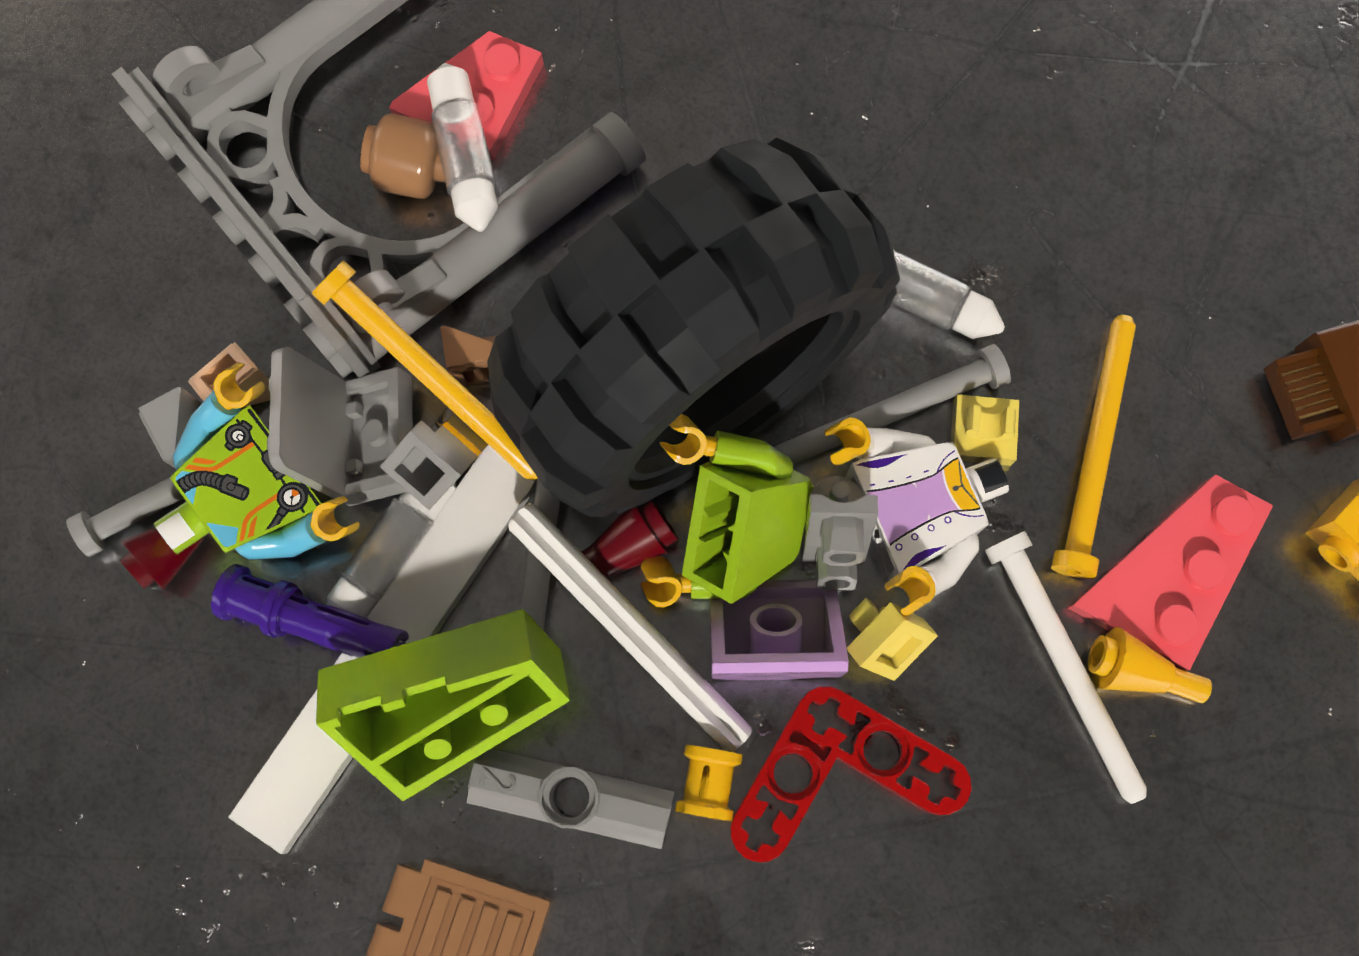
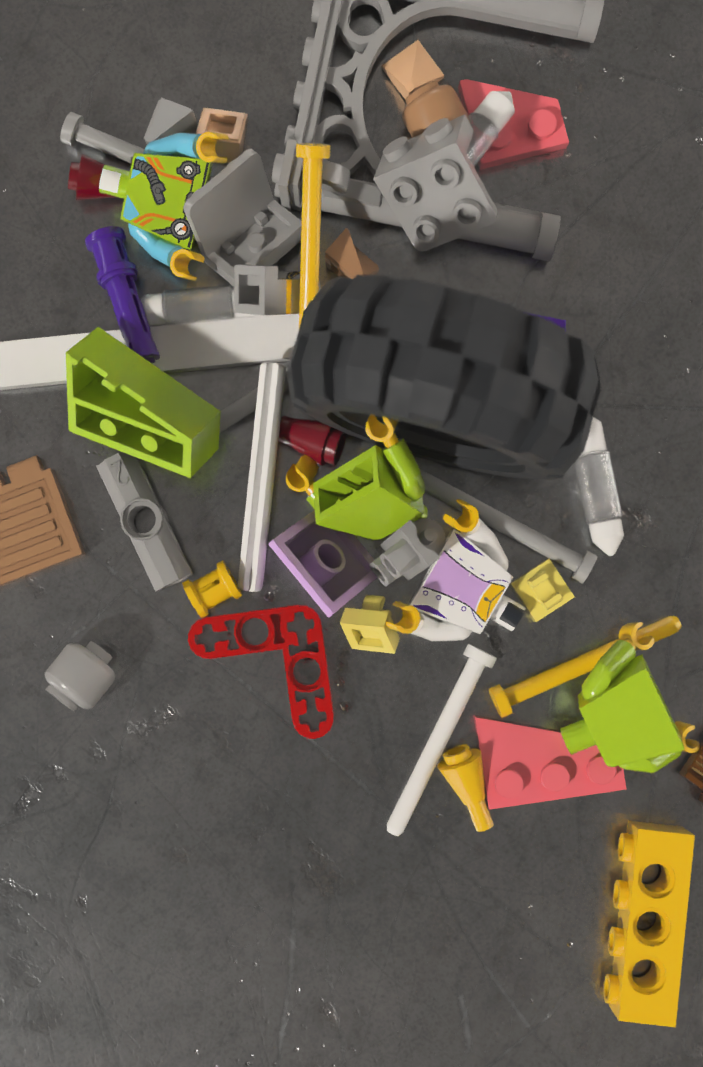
camera: 45 degrees right, 10 degrees up
(336, 147) = (412, 69): none -> light nougat slope
(475, 200) = (435, 185): none -> light grey bracket
(1191, 433) = (627, 712): none -> lime torso

